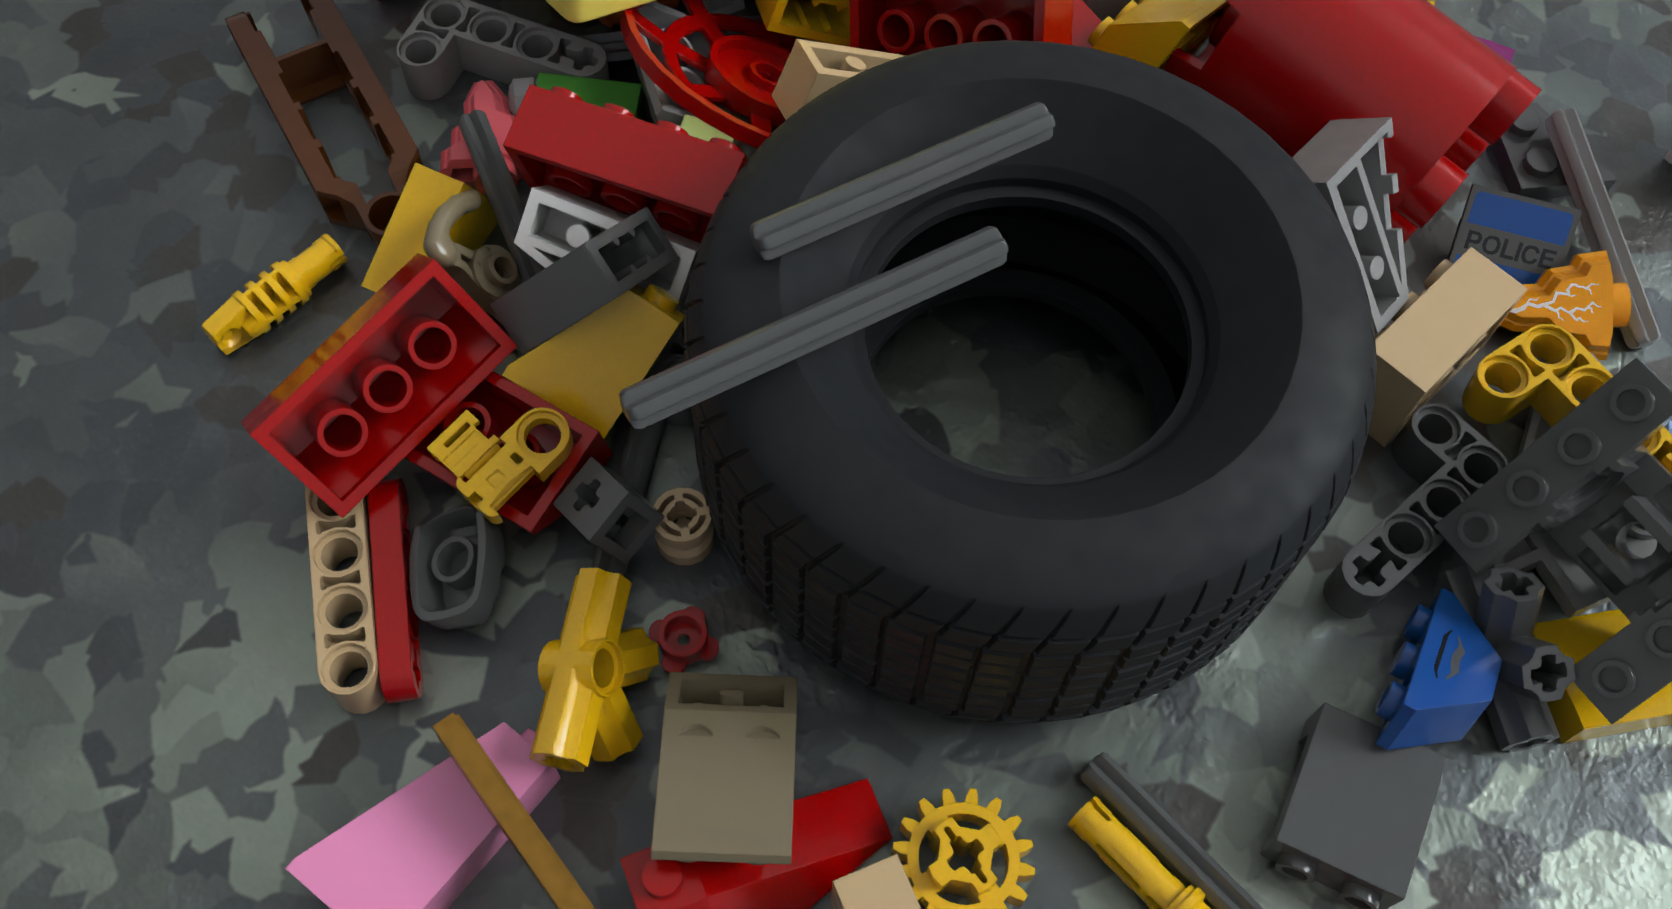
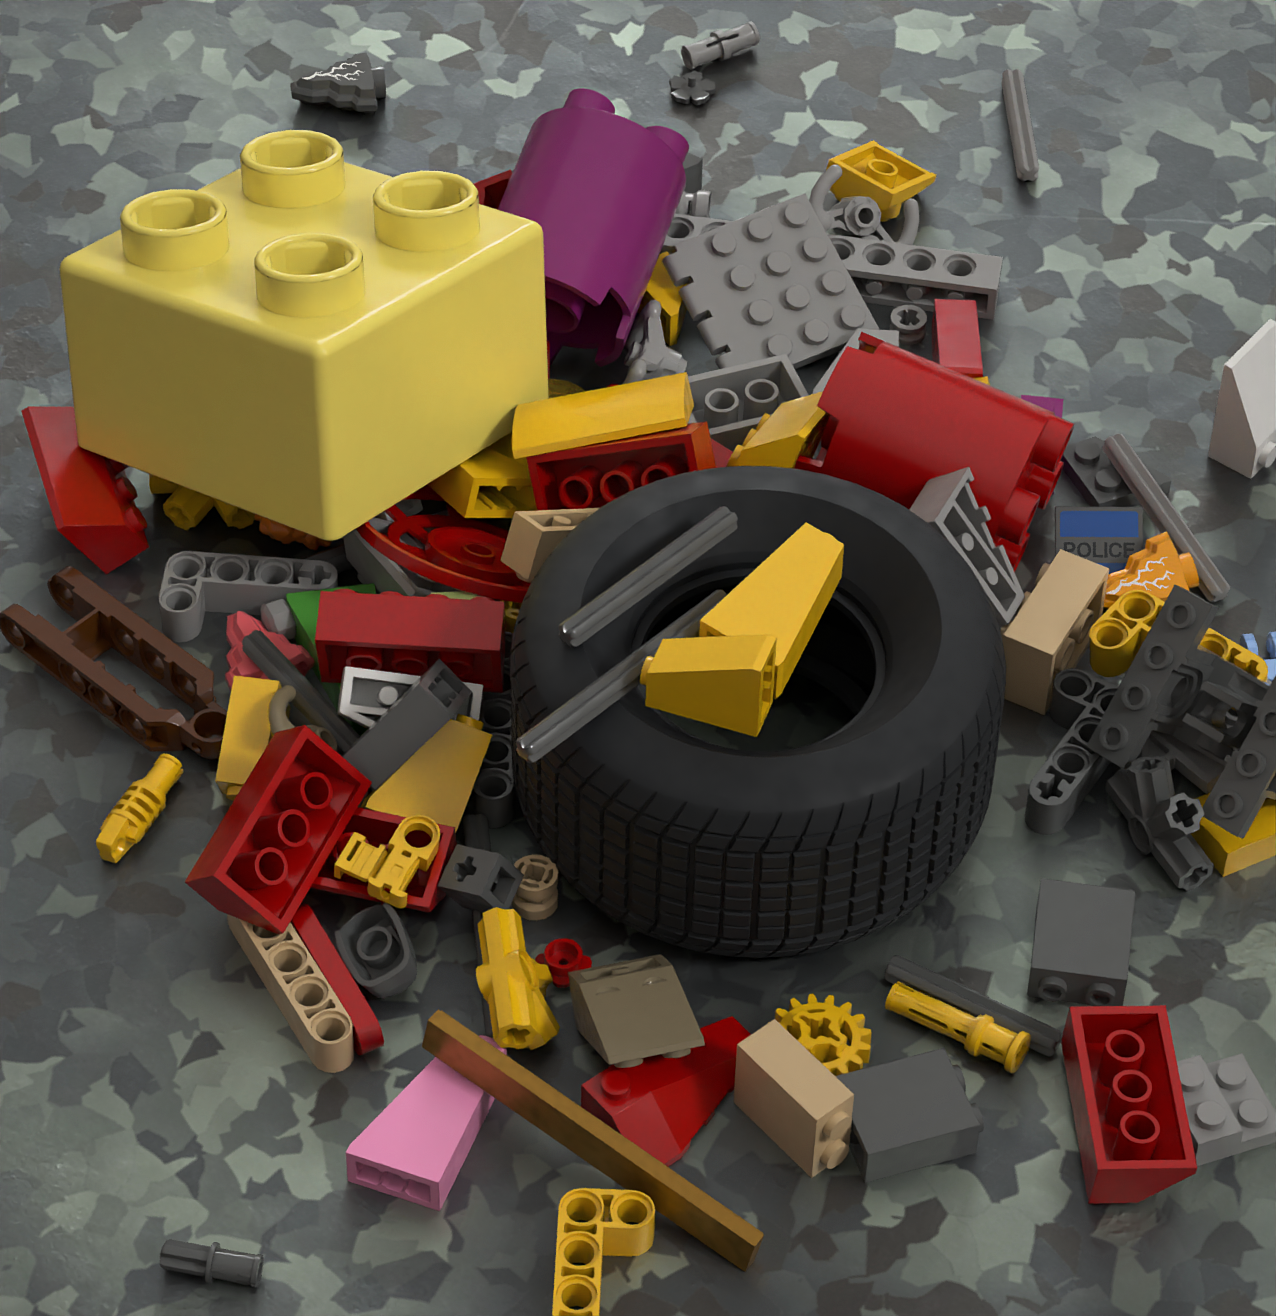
camera: 15 degrees left, 15 degrees down
(934, 372) = (714, 679): none -> yellow slope
(1058, 281) = (782, 598): none -> yellow slope
(1441, 676) = (1114, 844): blue slope -> none

